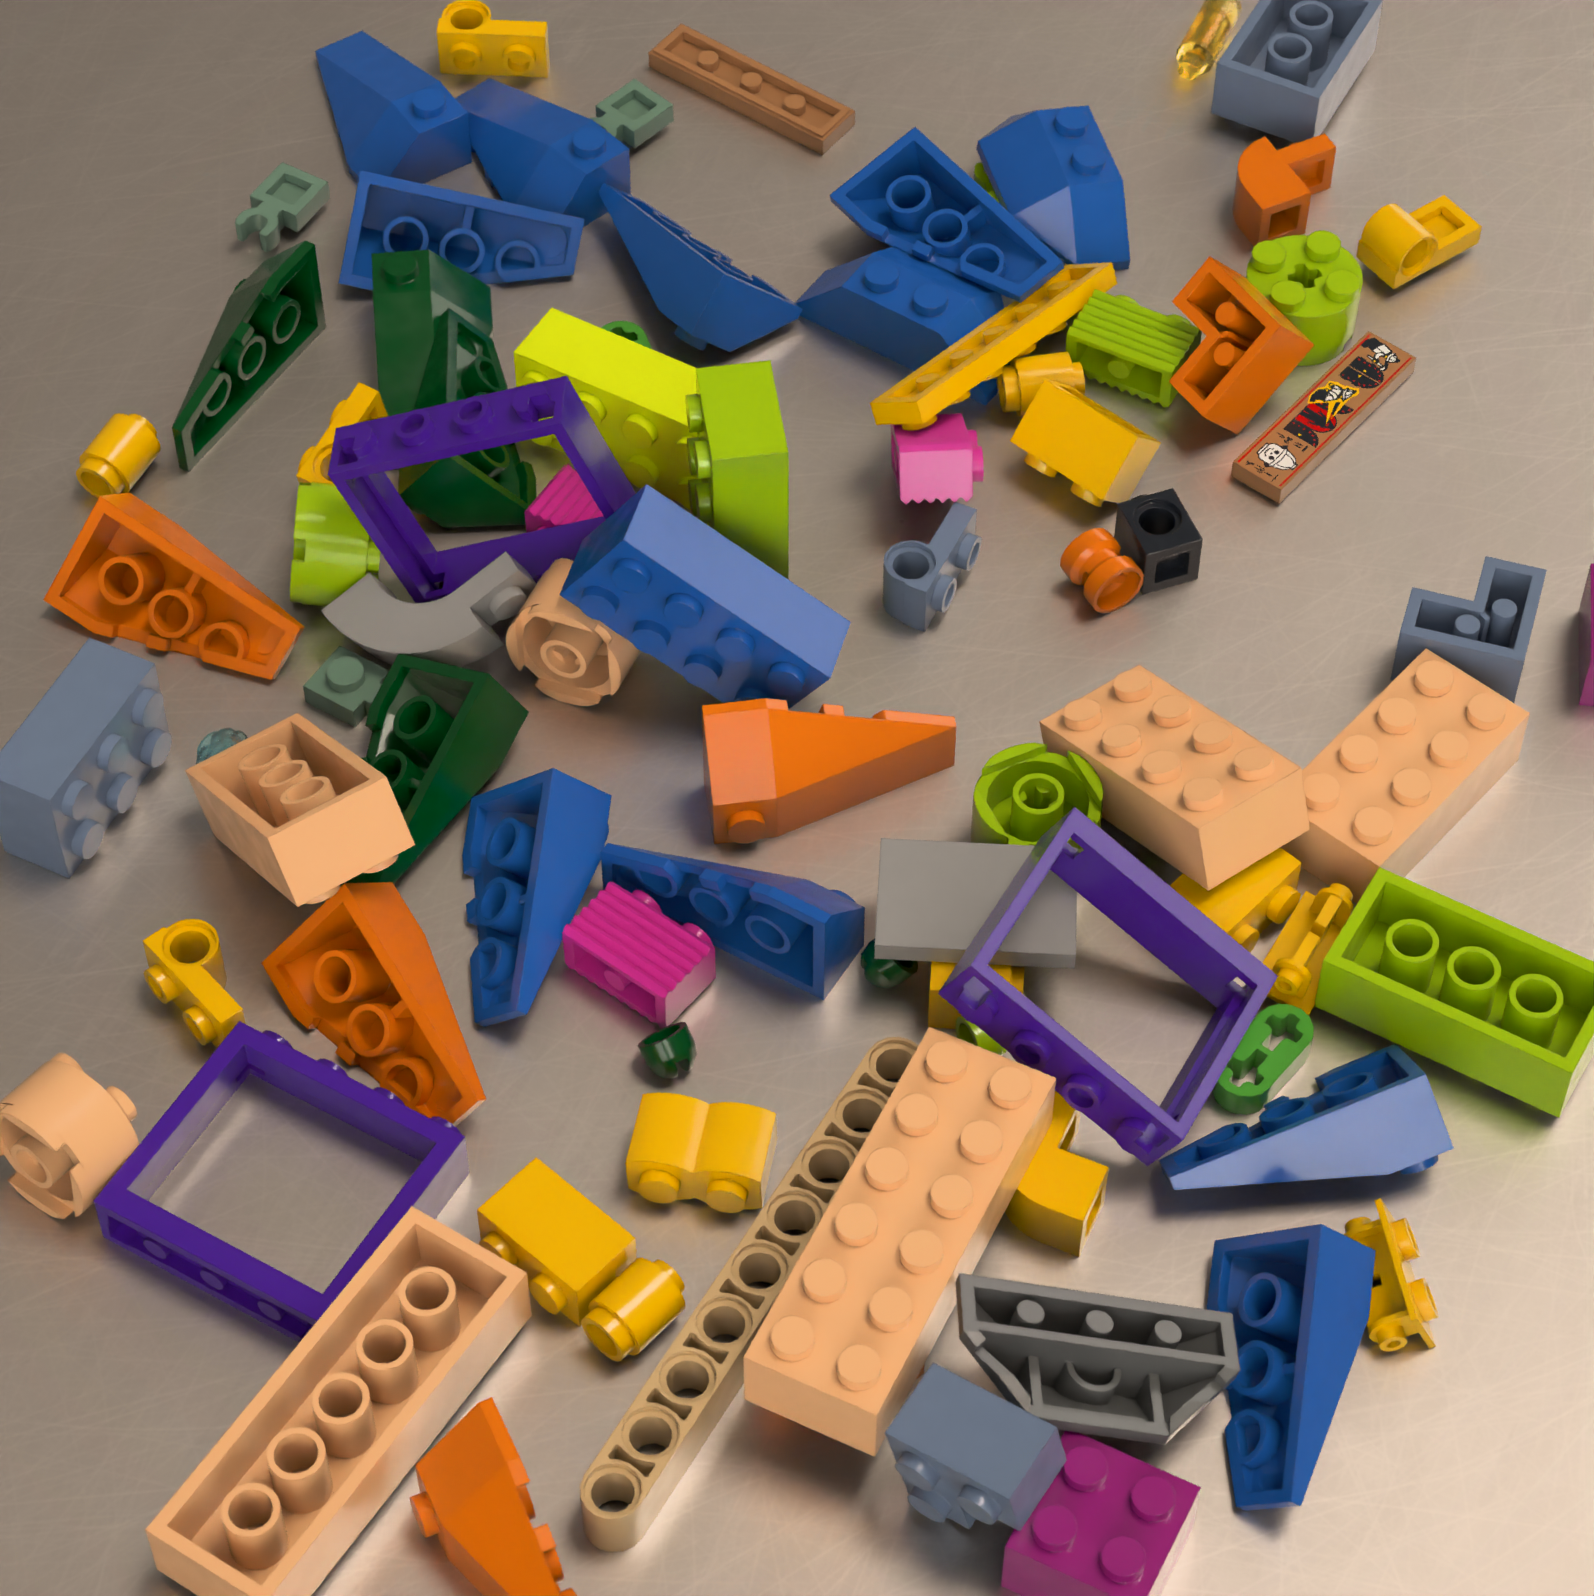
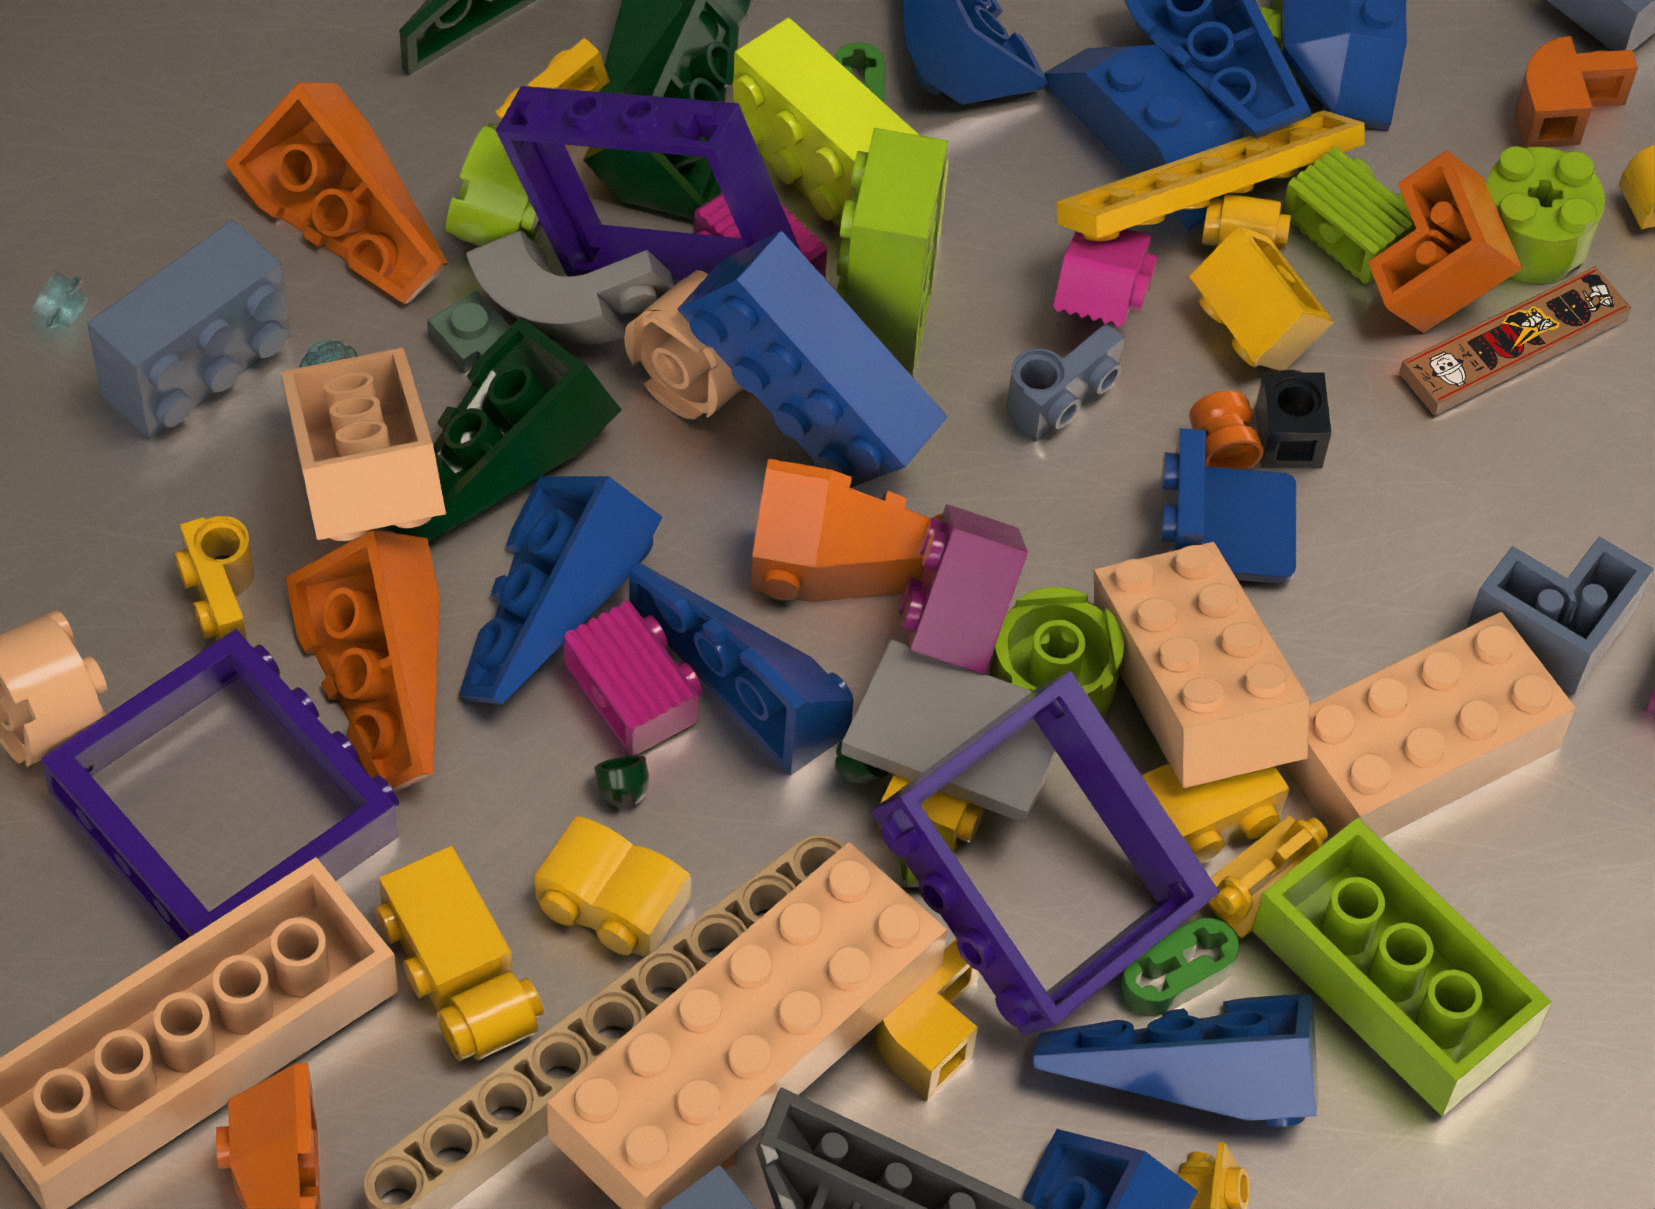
camera: 15 degrees right, 5 degrees up
(118, 455) = (345, 42): yellow brick -> none
(930, 771) = (963, 587): none -> magenta brick
(1132, 632) = (1238, 509): none -> blue bracket

